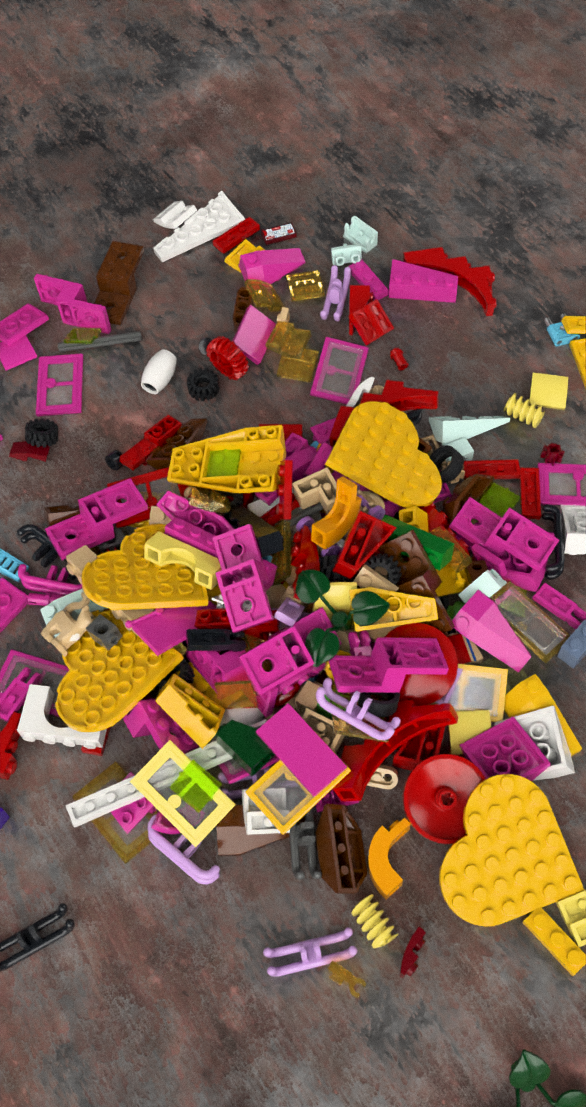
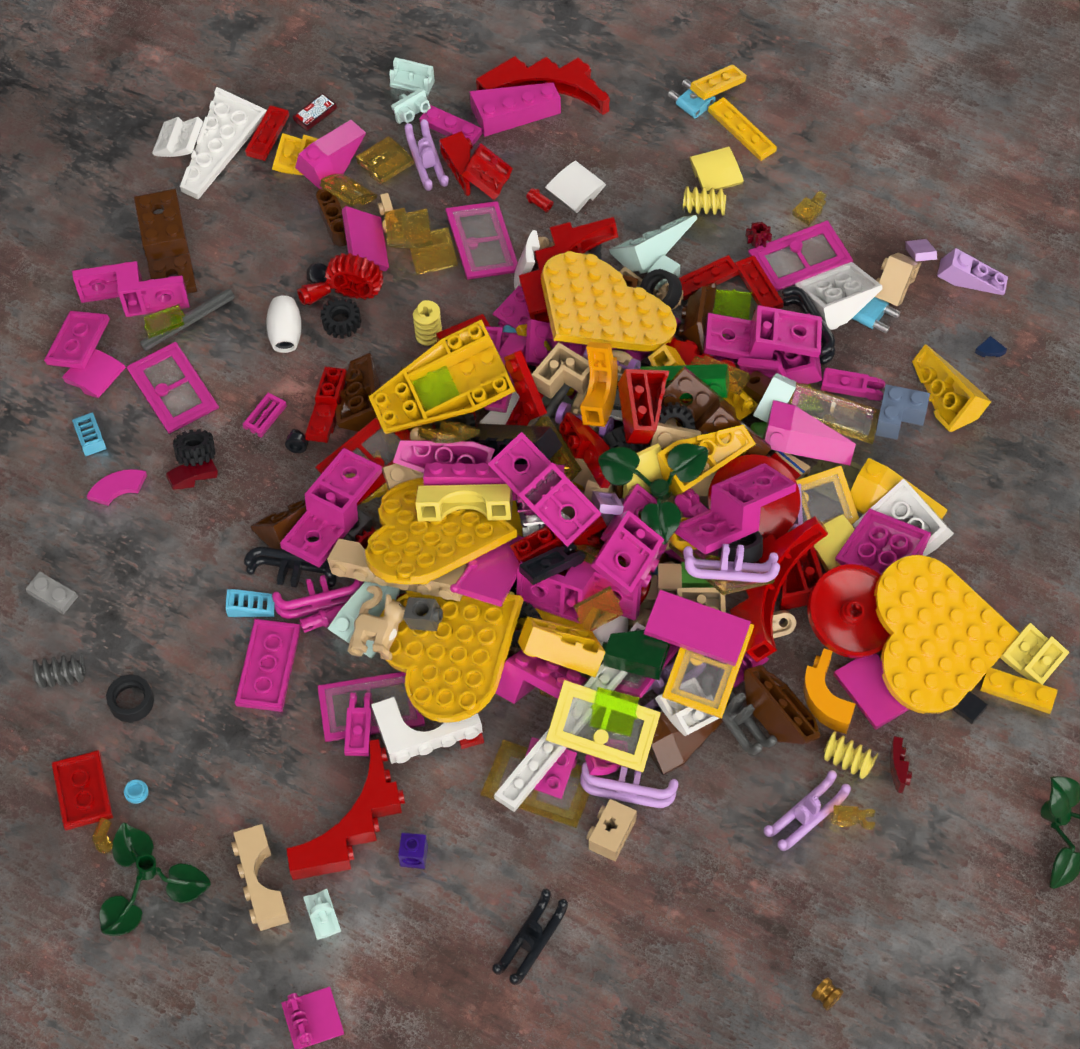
camera: 30 degrees left, 0 degrees up
(109, 433) = (277, 402): none -> dark pink tile
(140, 890) = (611, 843): none -> tan brick
(195, 358) = (313, 292): none -> red cone
(257, 411) = (427, 322): none -> light yellow piece
(423, 865) = (866, 687): none -> dark pink tile
(432, 359) = (575, 186): none -> white slope
(504, 933) = (970, 707): none -> black tile

